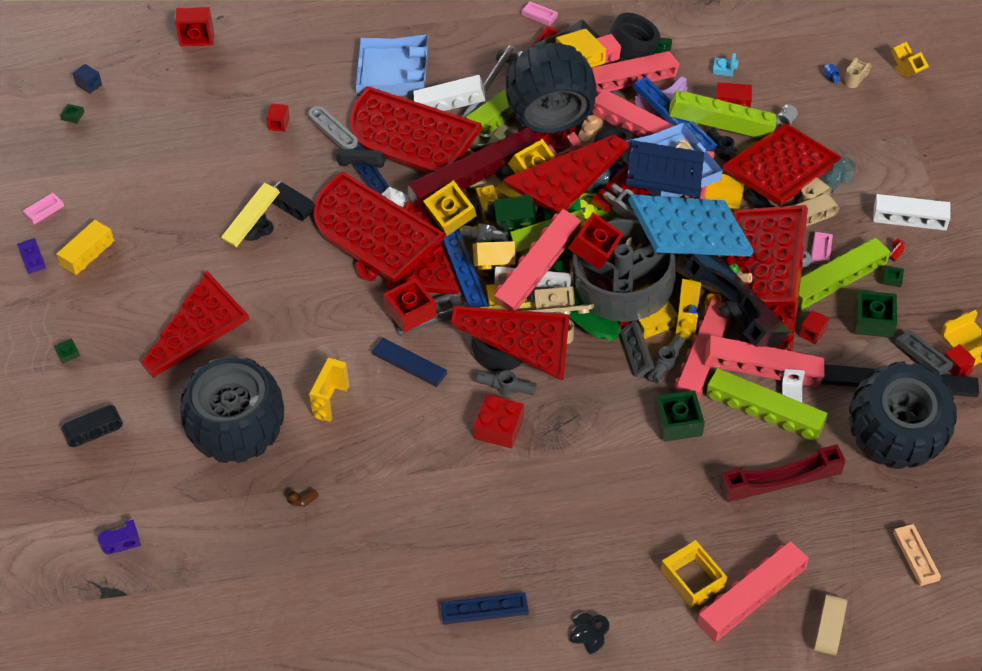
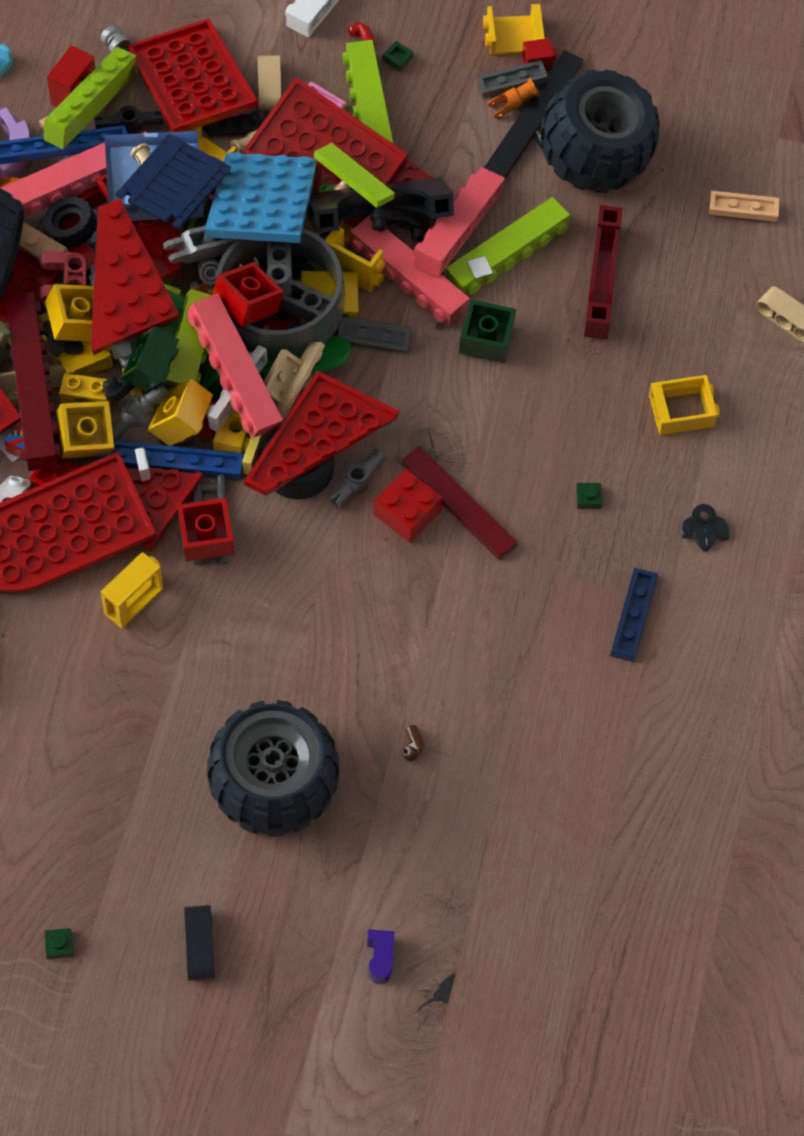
camera: 70 degrees left, 10 degrees up
(202, 319) = (96, 773): red wing -> none
(332, 377) = (269, 655): yellow panel -> none
(343, 294) = (132, 589): none -> yellow window
(369, 275) = (114, 566): red arm -> none
(409, 362) = (272, 567): dark blue tile -> none
(443, 251) = (142, 464): none -> white tile
(522, 456) = (460, 503): none -> dark red tile
(575, 539) = (589, 495): none -> dark green plate
(666, 359) = (395, 304): dark grey pin -> none
(731, 388) = (480, 267): none -> white sticker
(749, 274) = (354, 175): none -> lime tile
(752, 591) = (724, 363): coral brick -> none
(793, 387) = (496, 215): white bracket -> none
(814, 189) = (247, 66): tan piece -> none
(814, 327) = (429, 157): red brick -> none
(842, 172) = (228, 28): clear light blue plate -> none
(875, 314) = (445, 94): dark green brick -> none
(903, 355) = (514, 98): none -> orange piece

